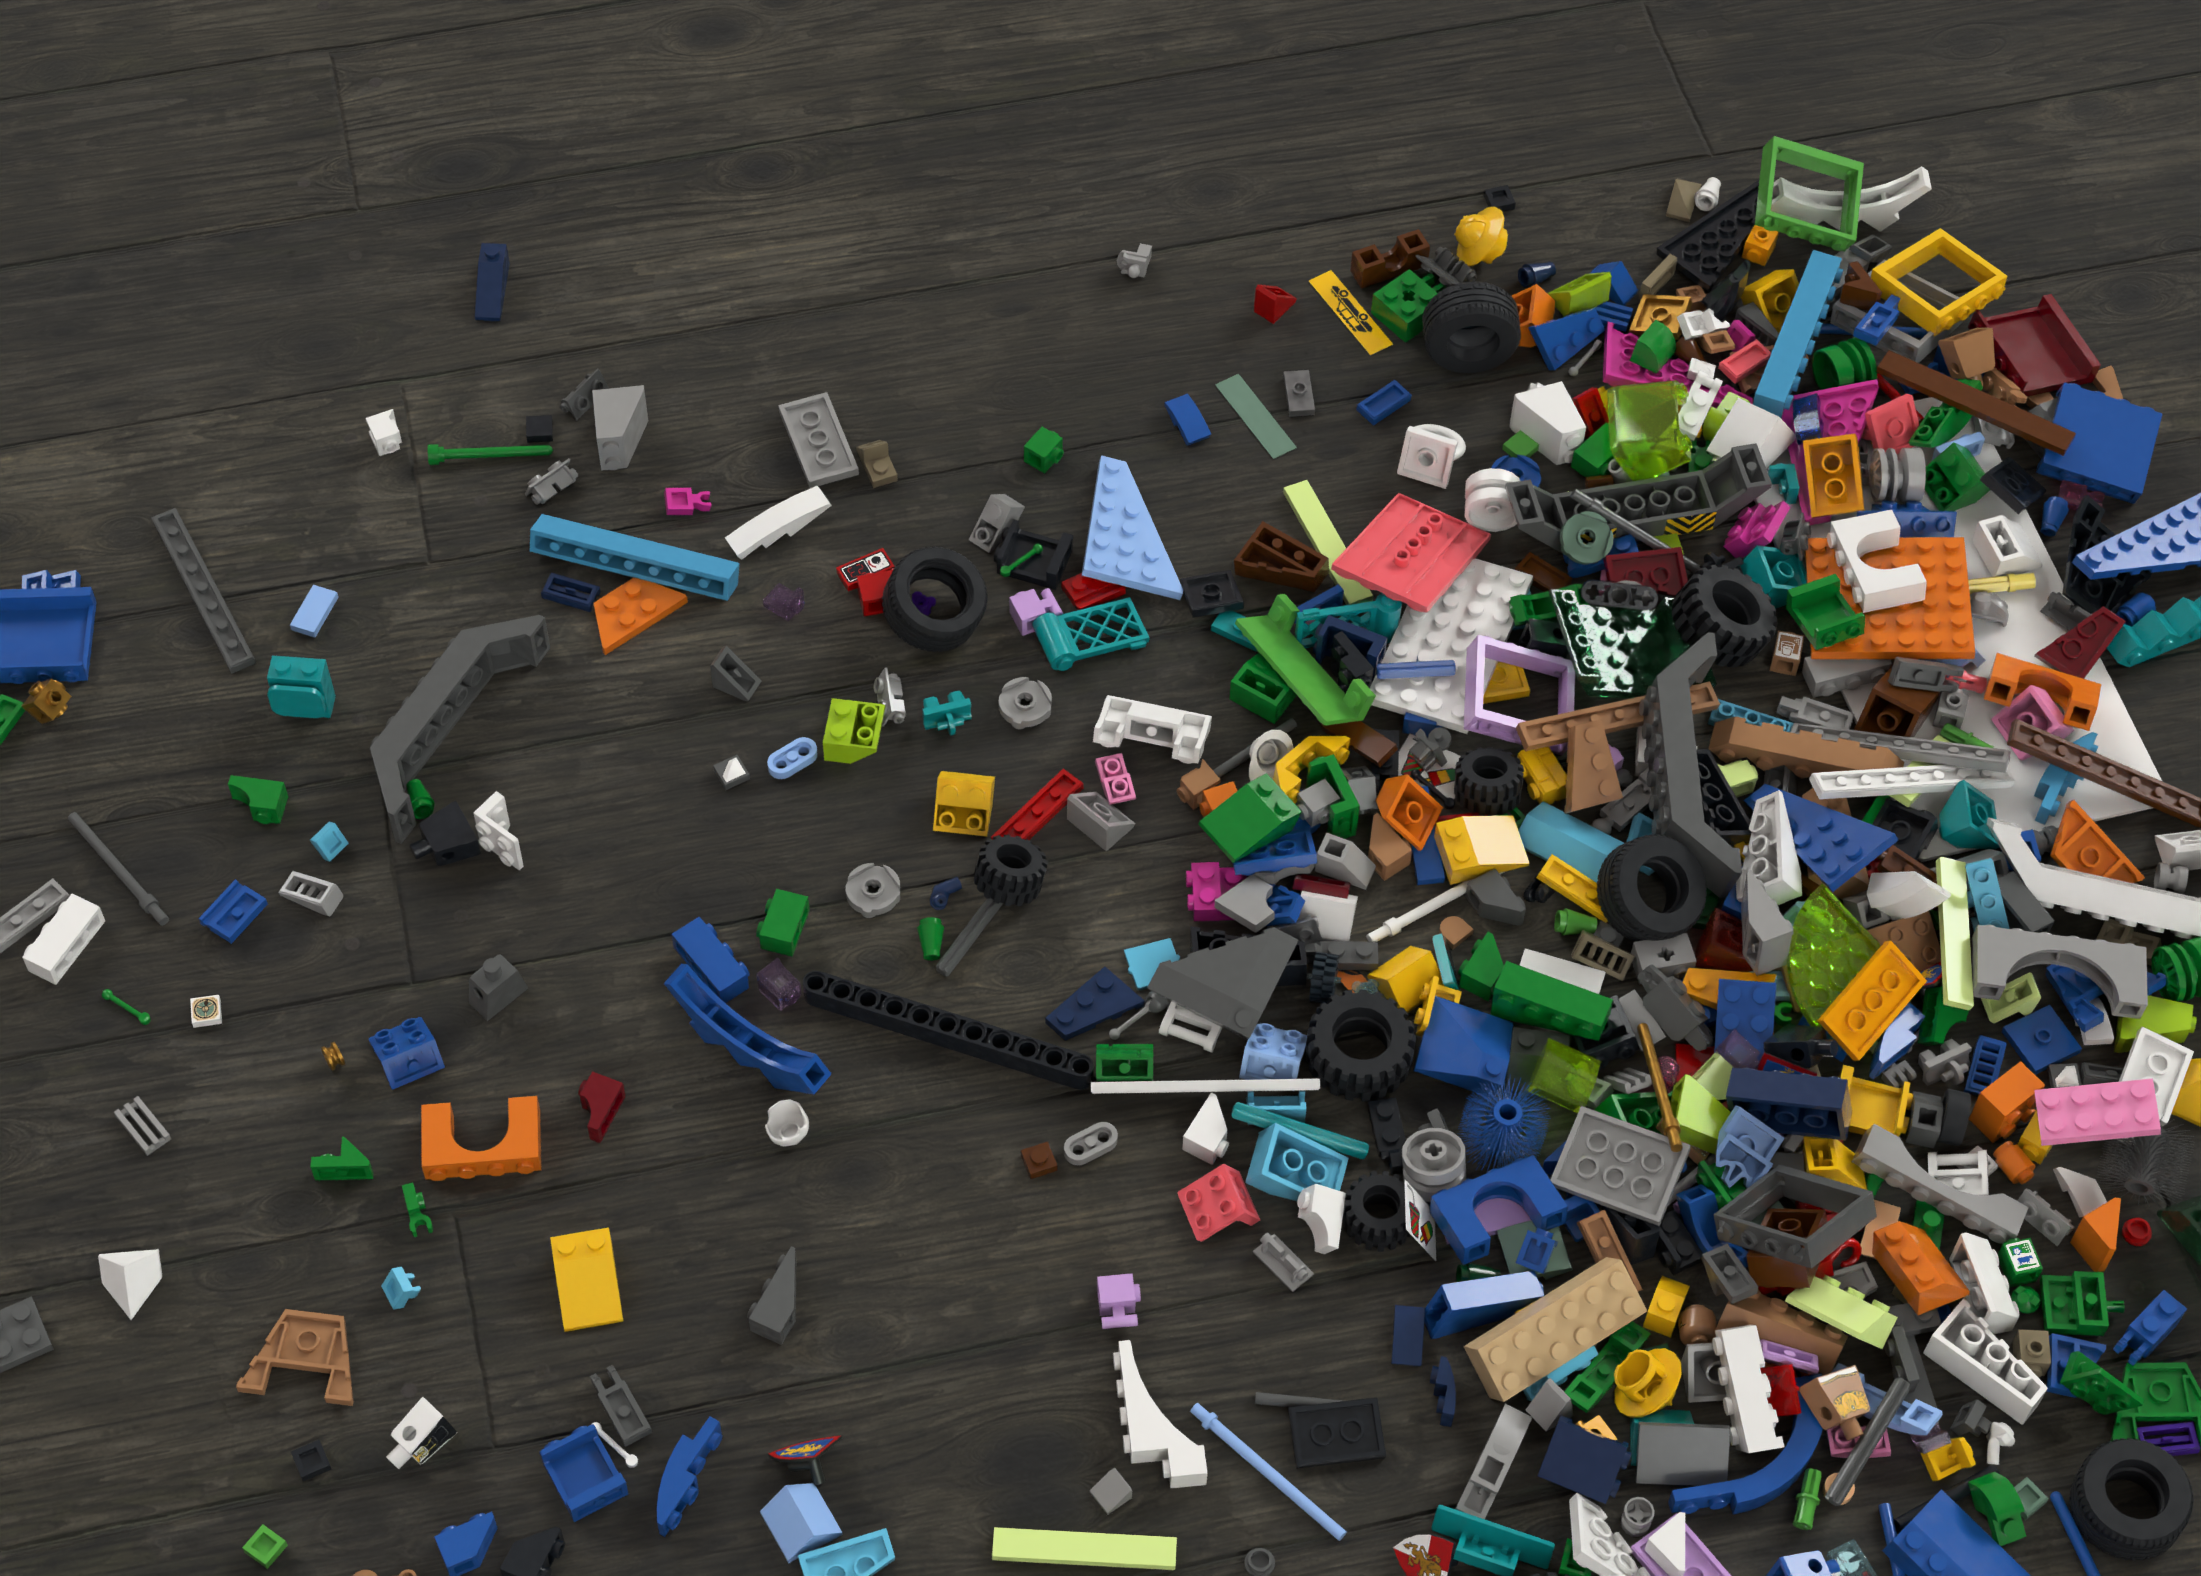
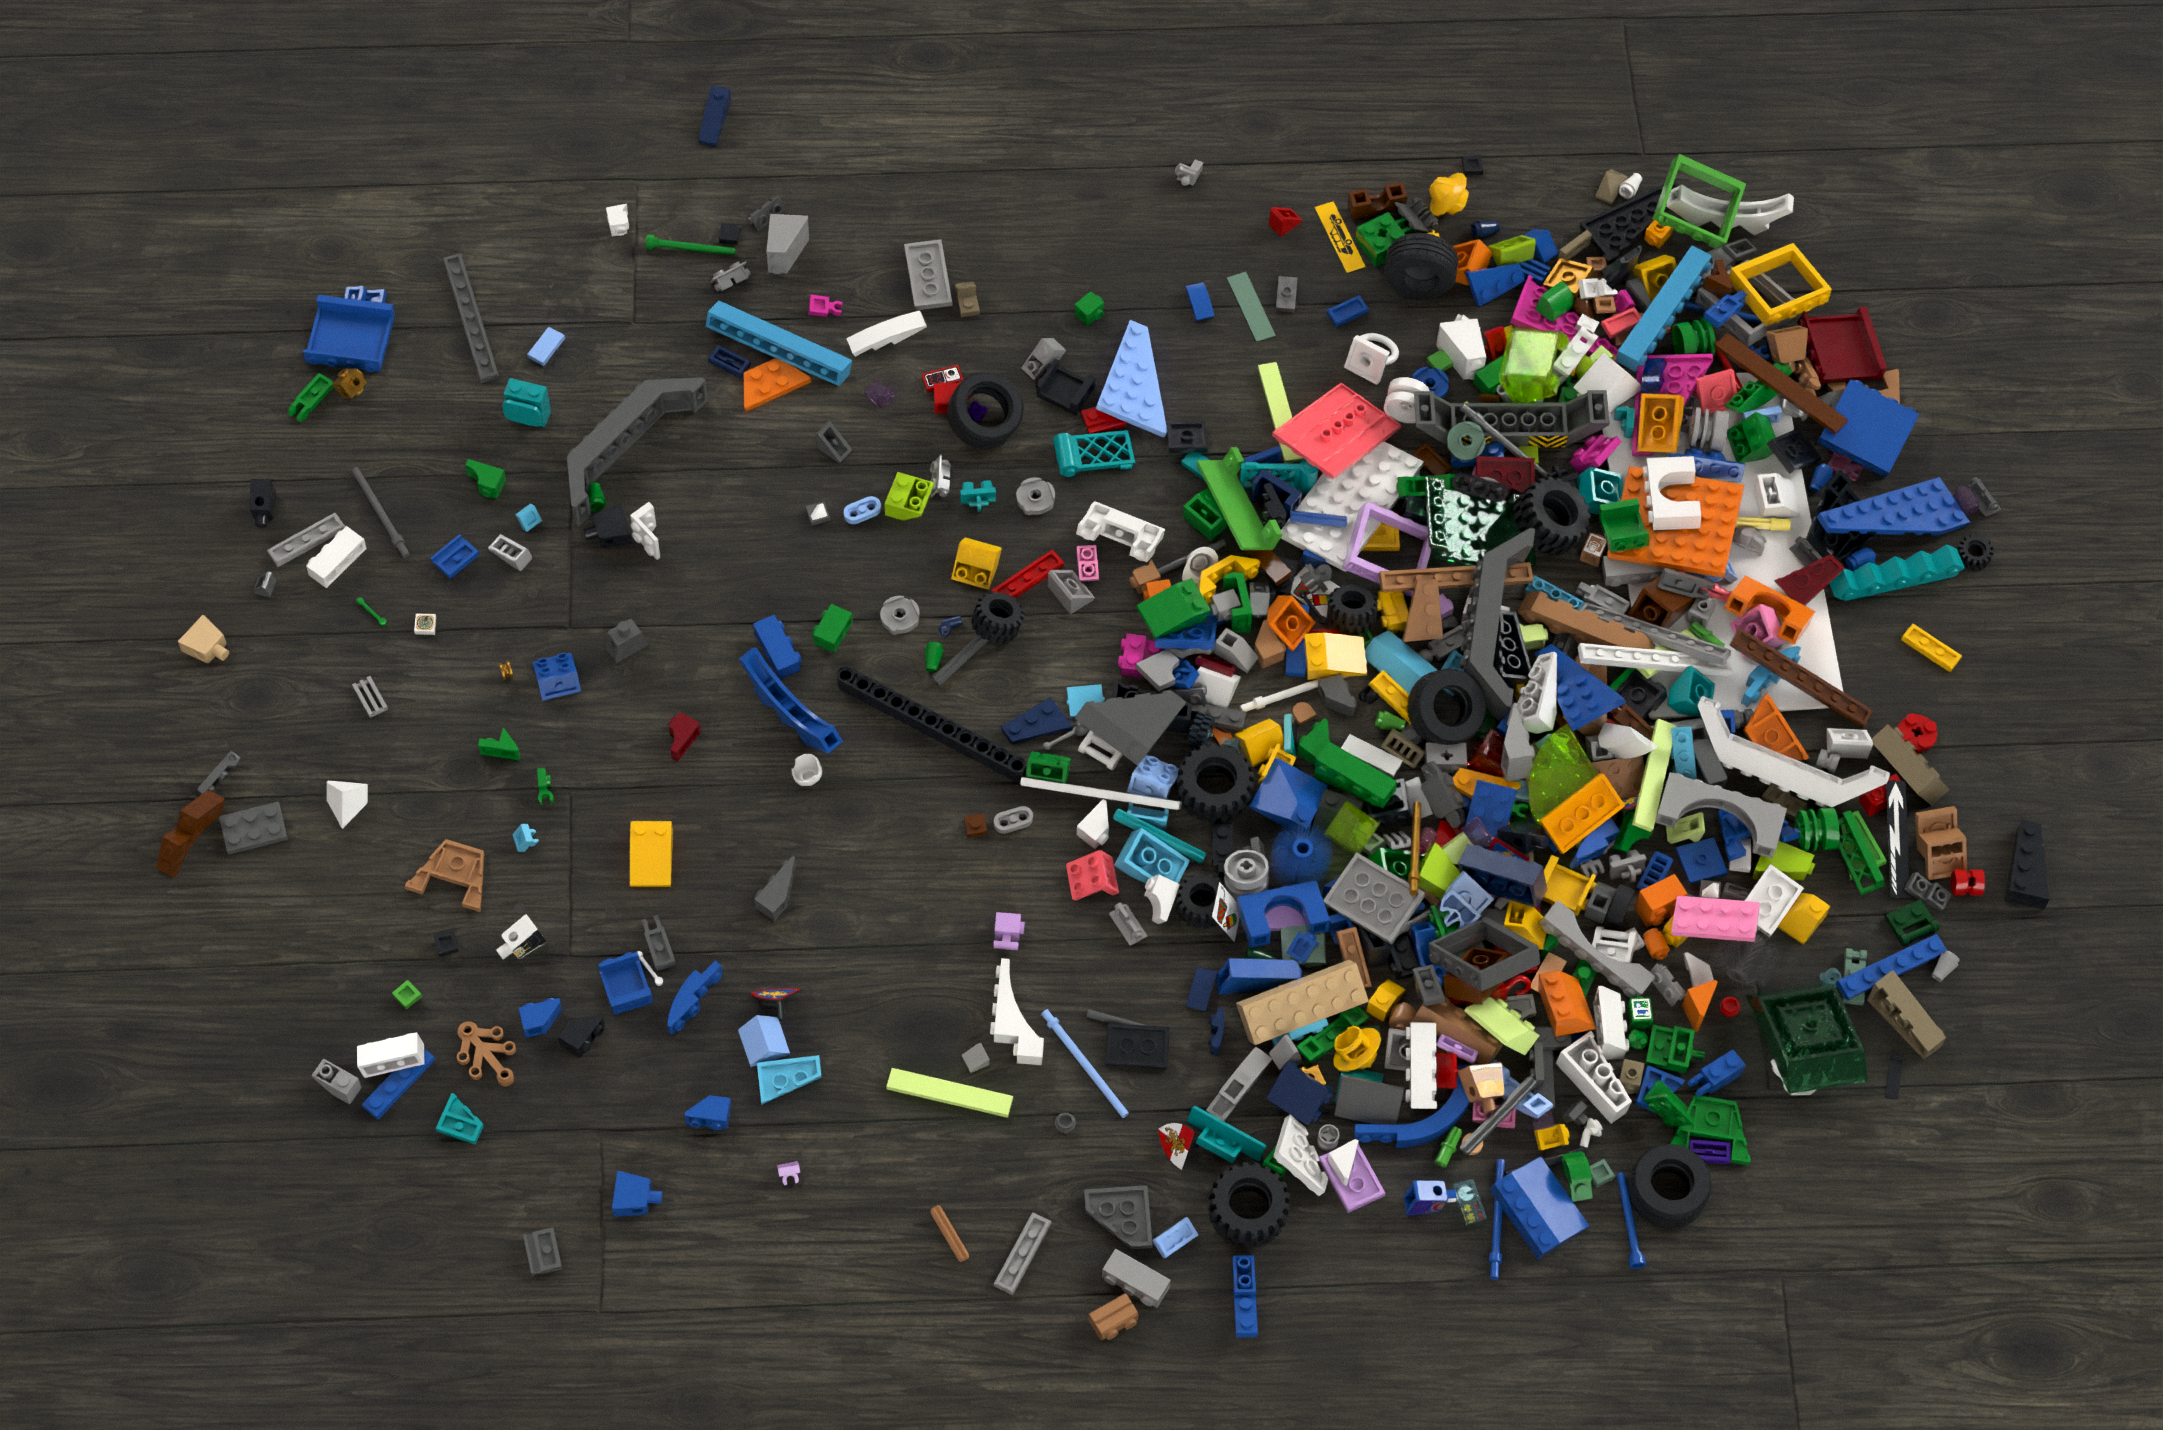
camera: 10 degrees right, 5 degrees up
(515, 1153) = (619, 758): orange arch -> none
(778, 985) = (820, 672): clear purple window -> none
(1005, 571) = (1042, 396): green hinge -> none
(1026, 607) = (1051, 426): lavender brick -> none
(1281, 560) = (1241, 420): reddish brown wedge -> none
(1573, 371) = (1493, 309): light grey hinge -> none
(1796, 537) = (1621, 464): dark grey hinge -> none

